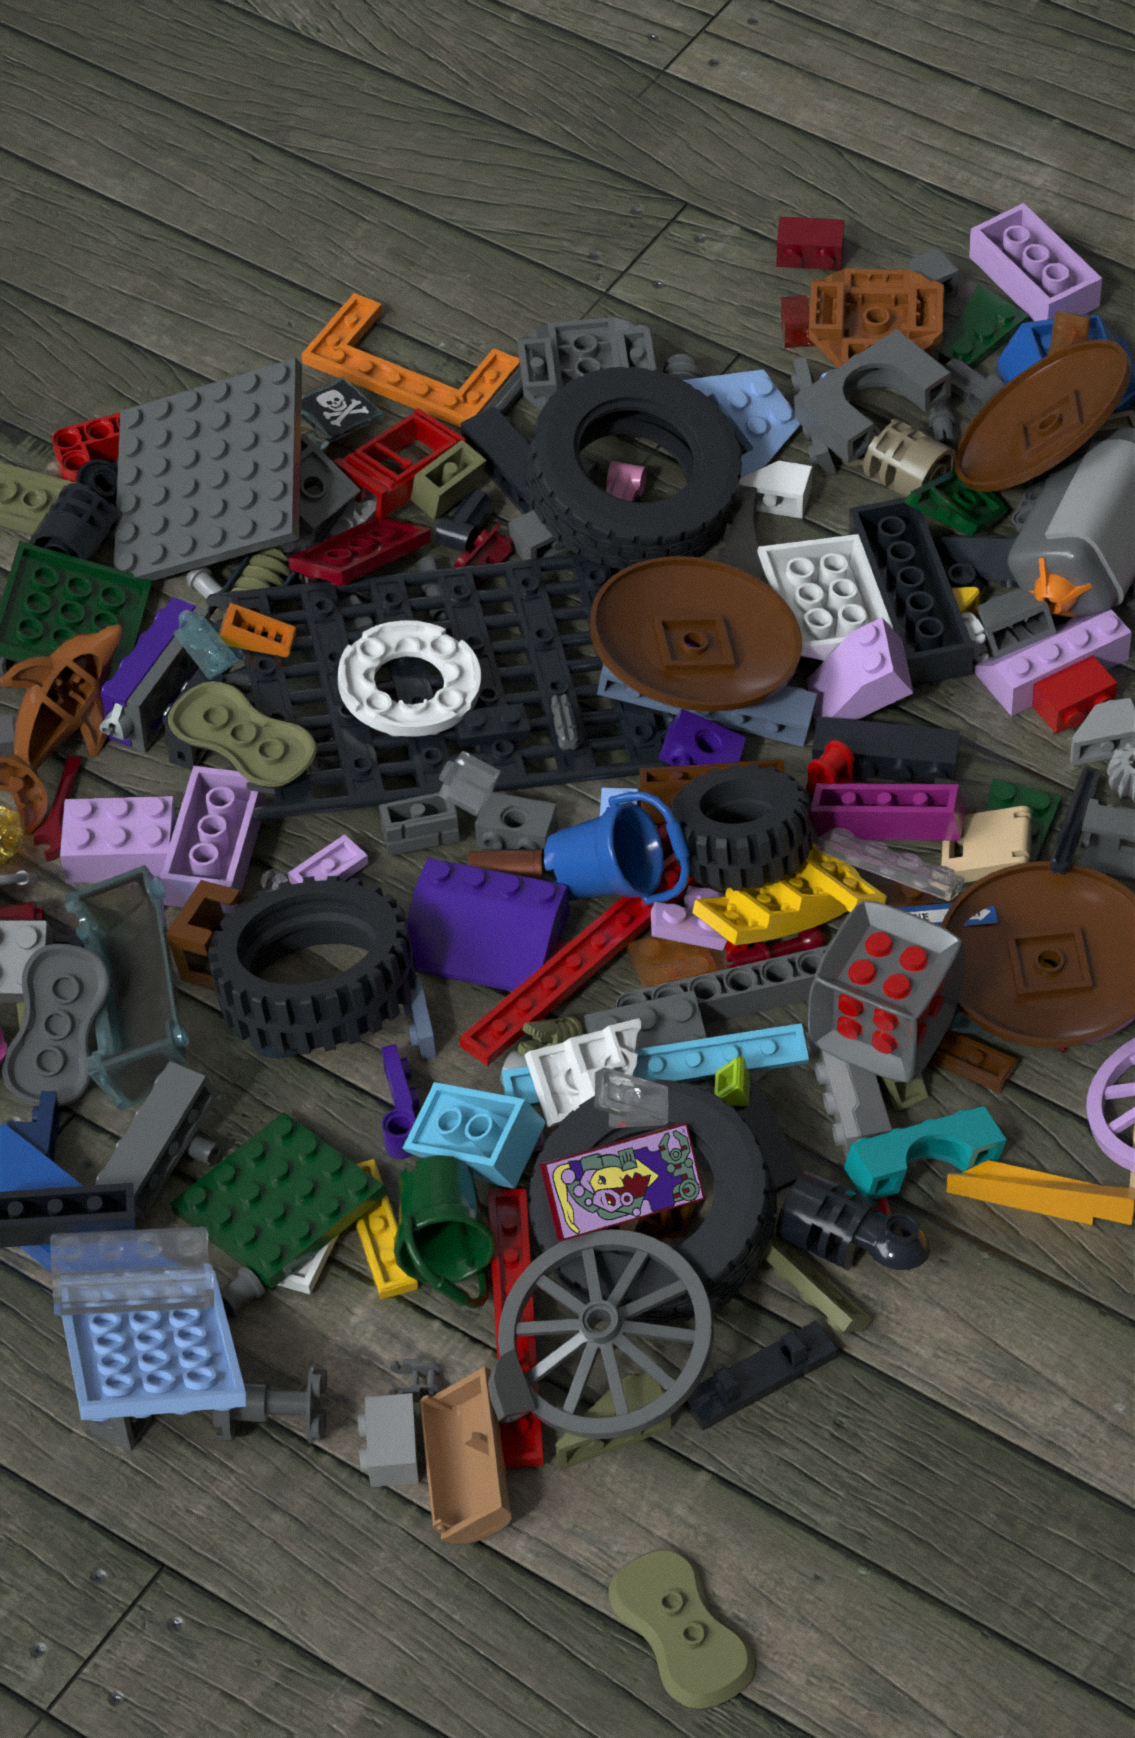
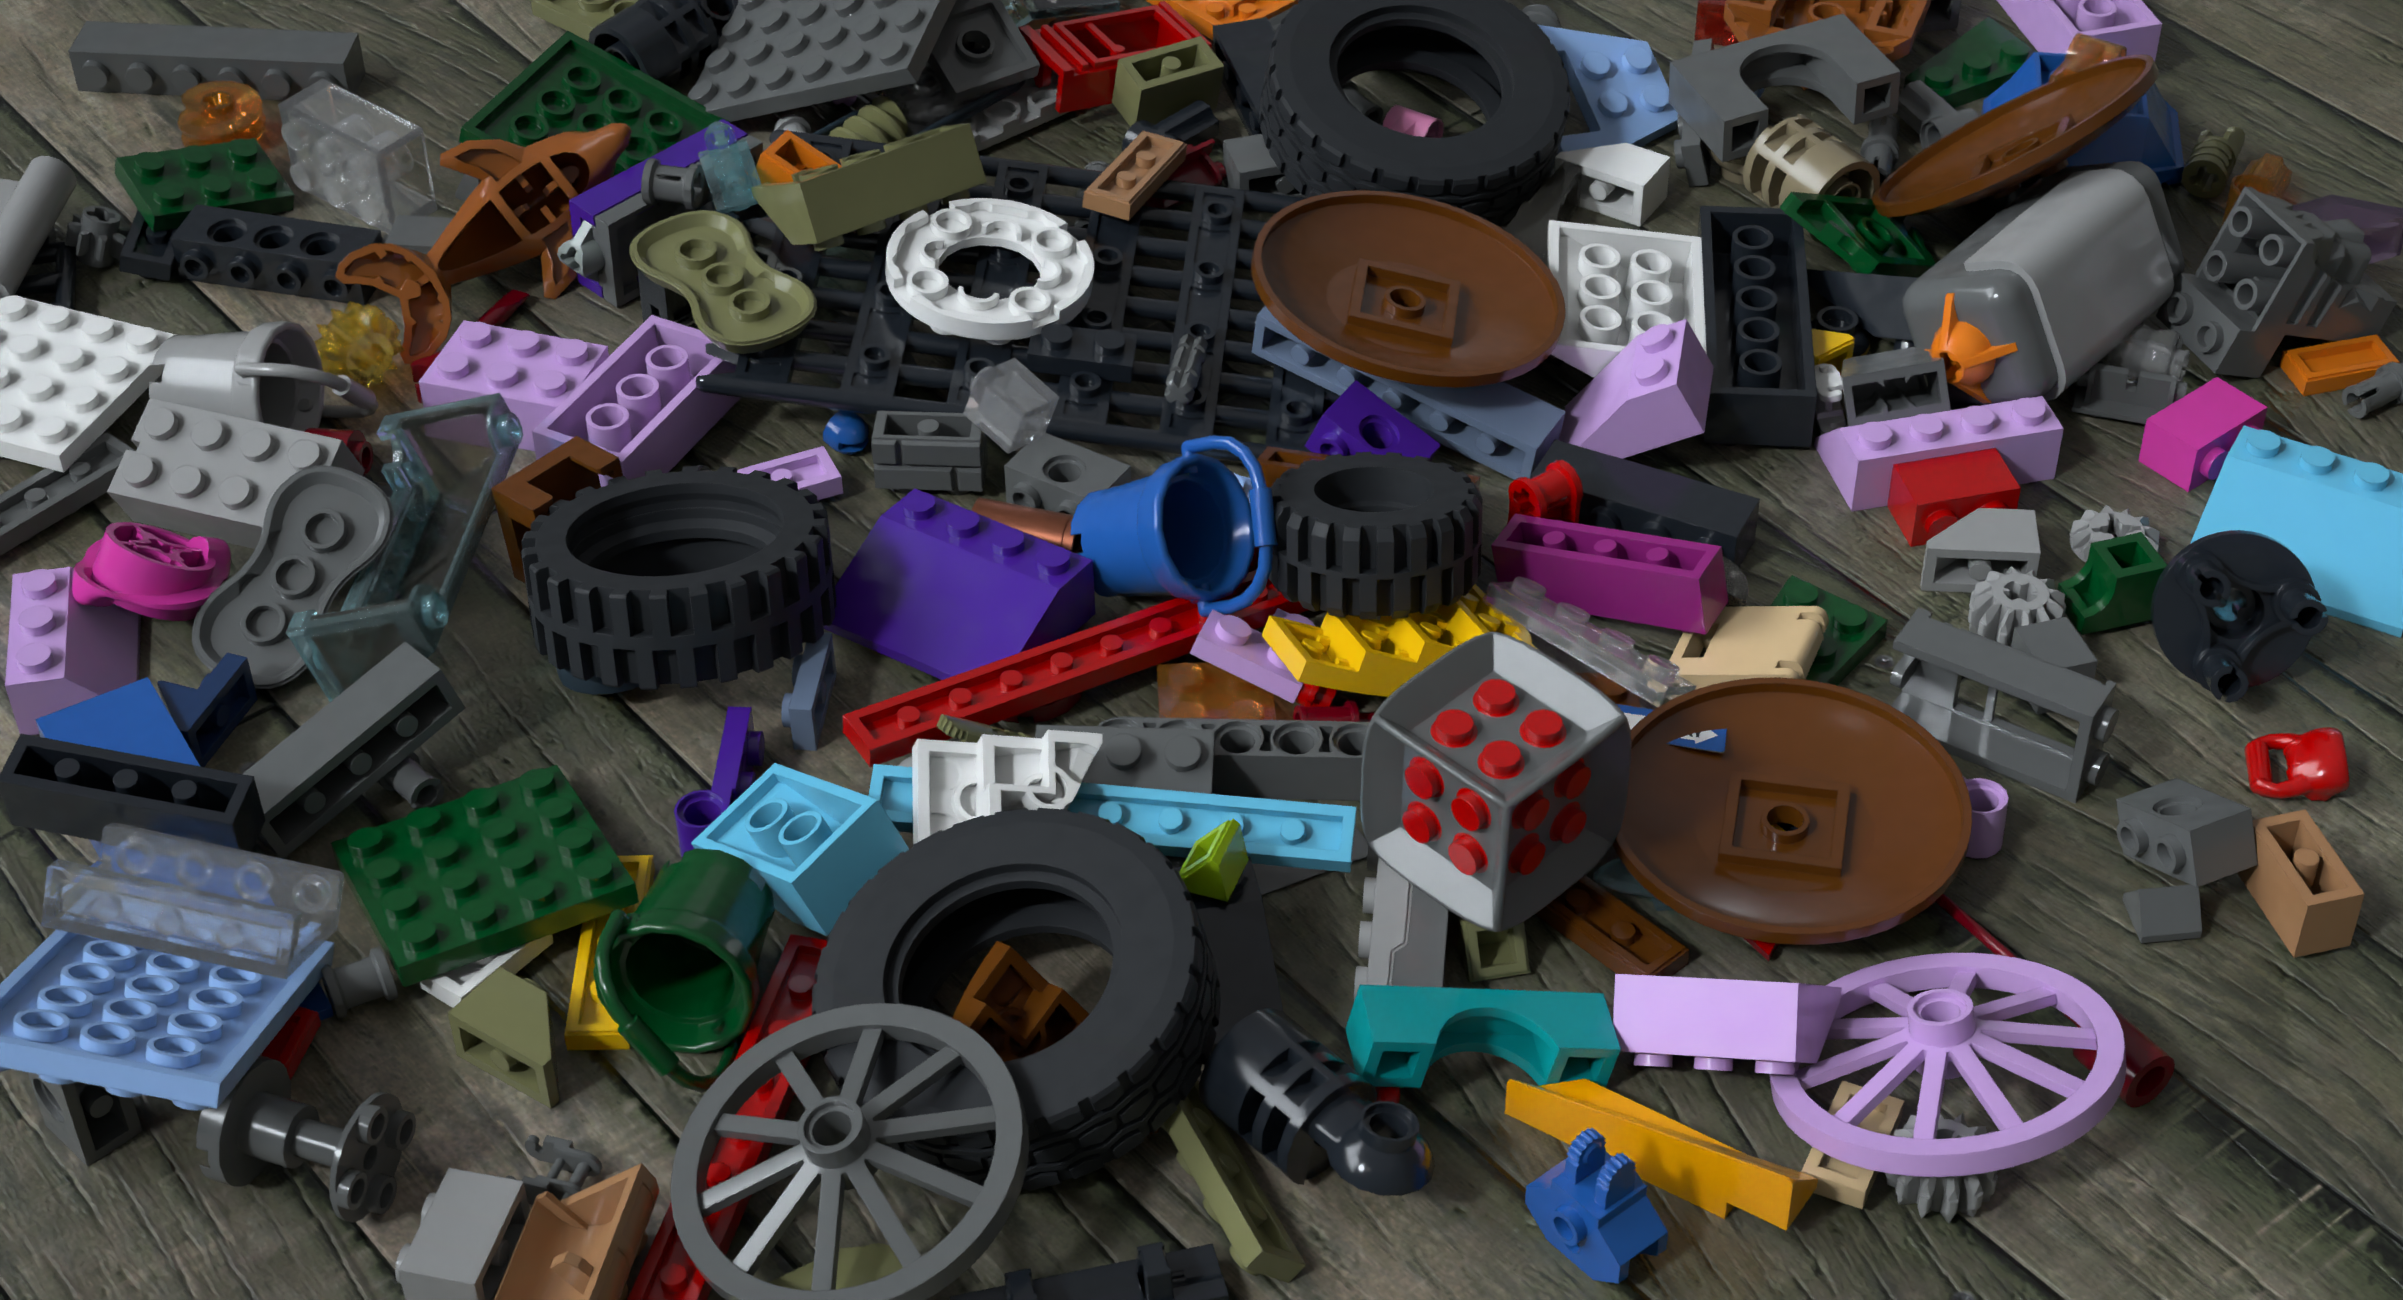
camera: 15 degrees right, 10 degrees down
(162, 662) = (672, 184): none -> dark grey bush
(308, 635) = (874, 187): none -> olive wedge
(351, 1301) = (509, 1034): none -> olive slope
(352, 820) = (846, 433): none -> blue hinge
(359, 550) = (1008, 130): dark red plate -> none
(466, 571) = (1135, 175): none -> medium nougat tile
(509, 1389) = (658, 1206): dark grey brick -> none
(622, 1181) = (962, 939): tile -> none
(630, 1099) = (1023, 822): clear slope -> none
(1025, 1244) = (1598, 1205): none -> blue hinge
(1058, 1104) = (1722, 1021): none -> lavender slope
(1073, 822) = (1878, 655): black axle -> none

